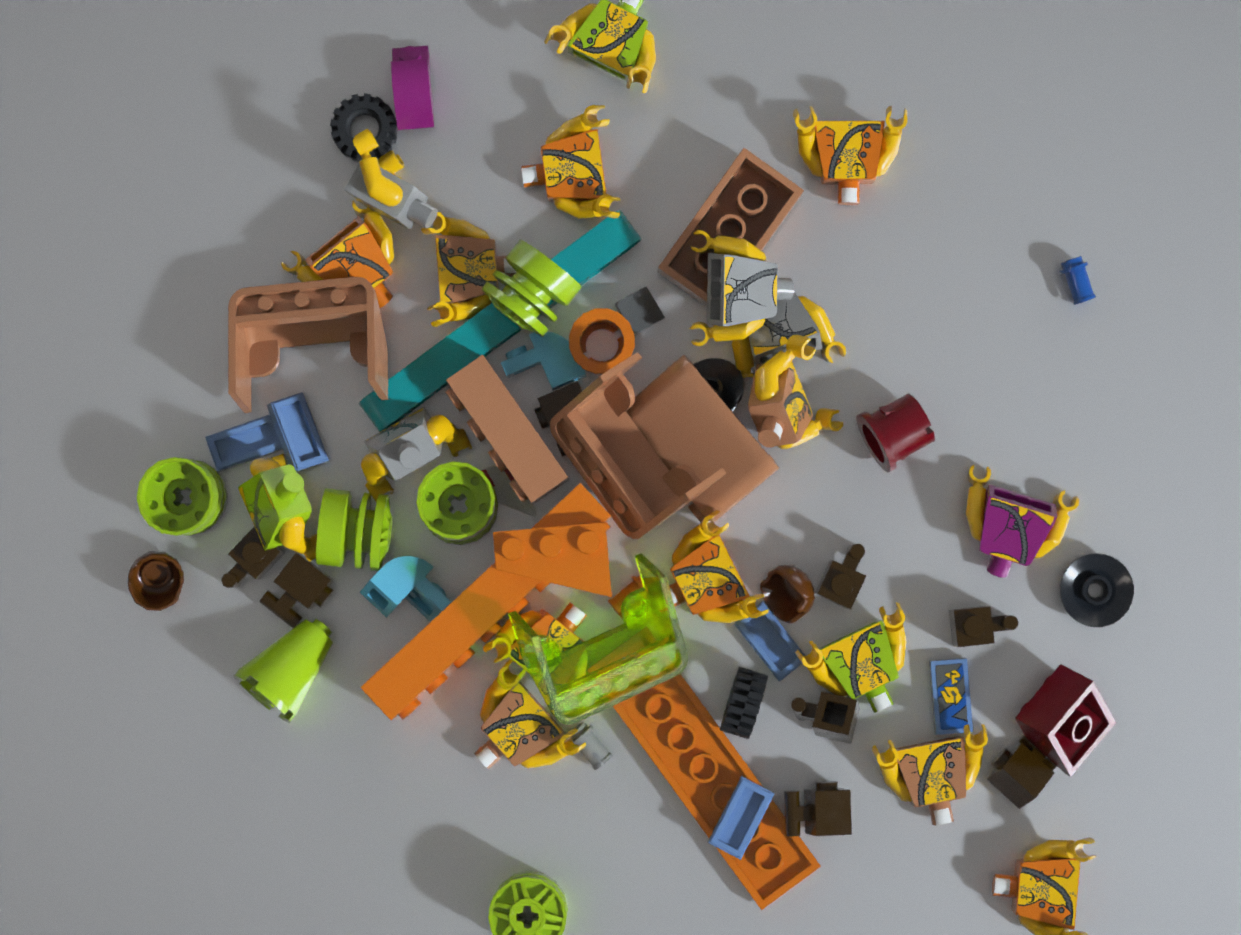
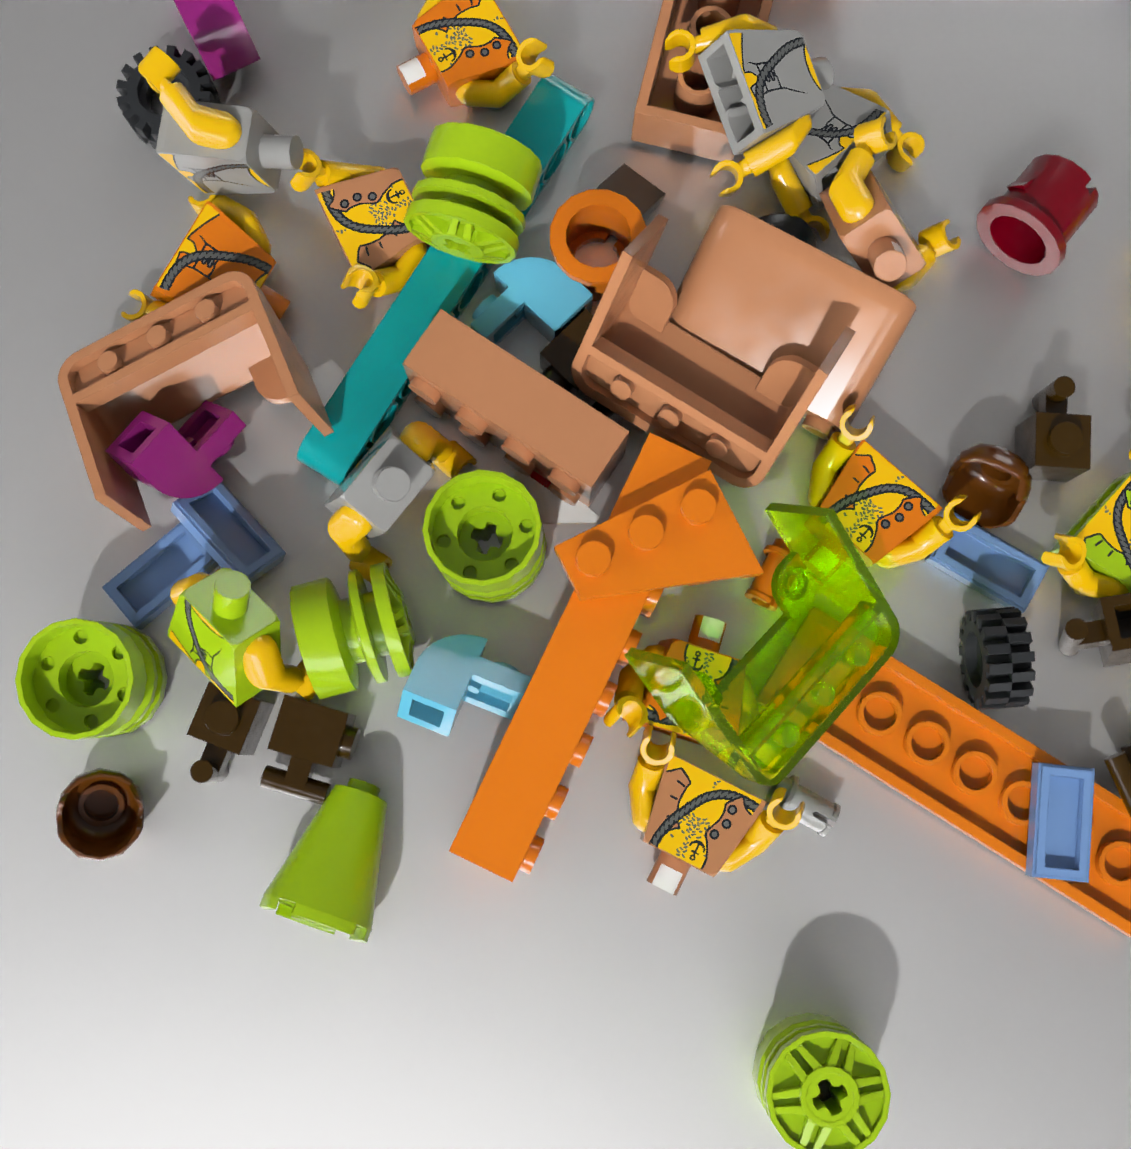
camera: 20 degrees left, 5 degrees down
(286, 377) = (177, 460): none -> magenta brick

